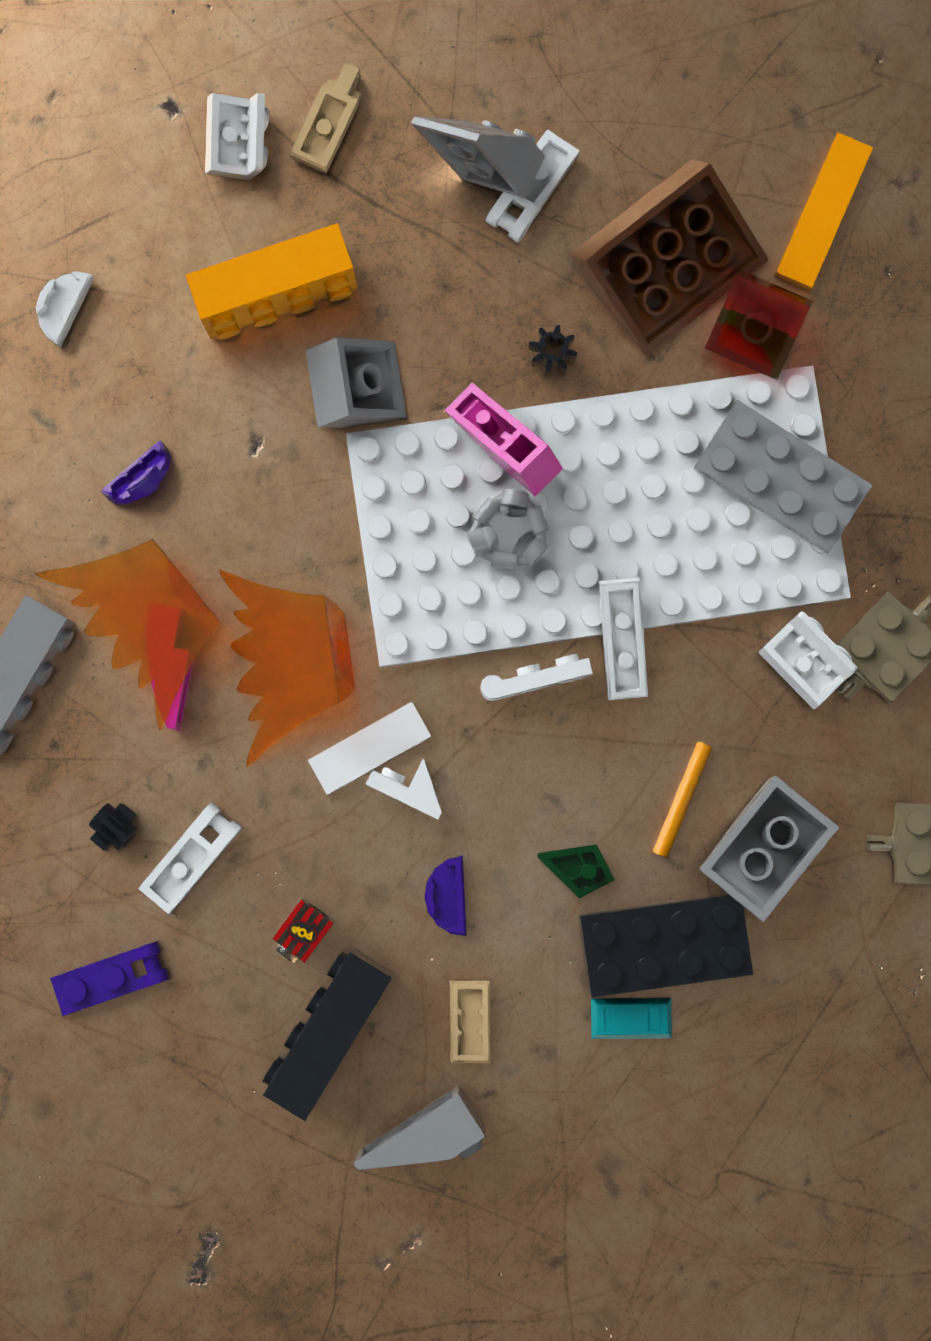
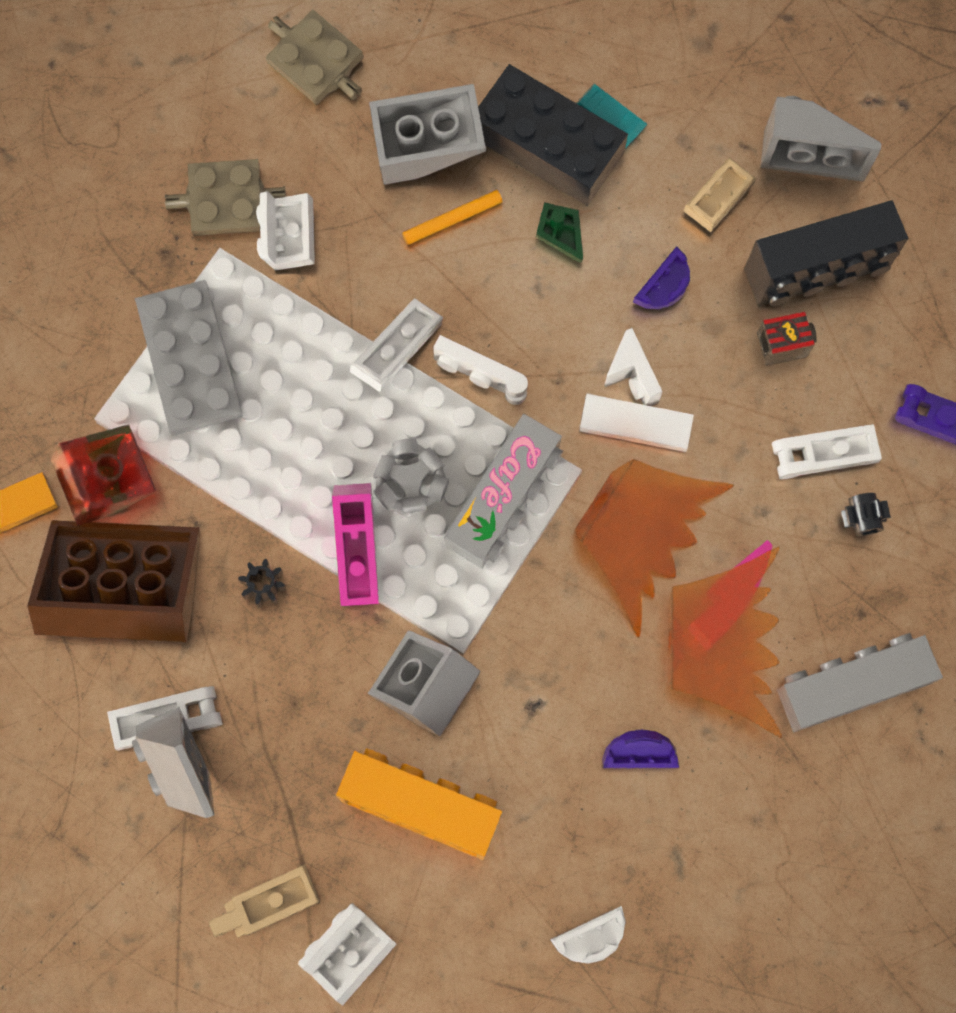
camera: 145 degrees left, 10 degrees down
(422, 582) = (503, 490): none -> light grey brick

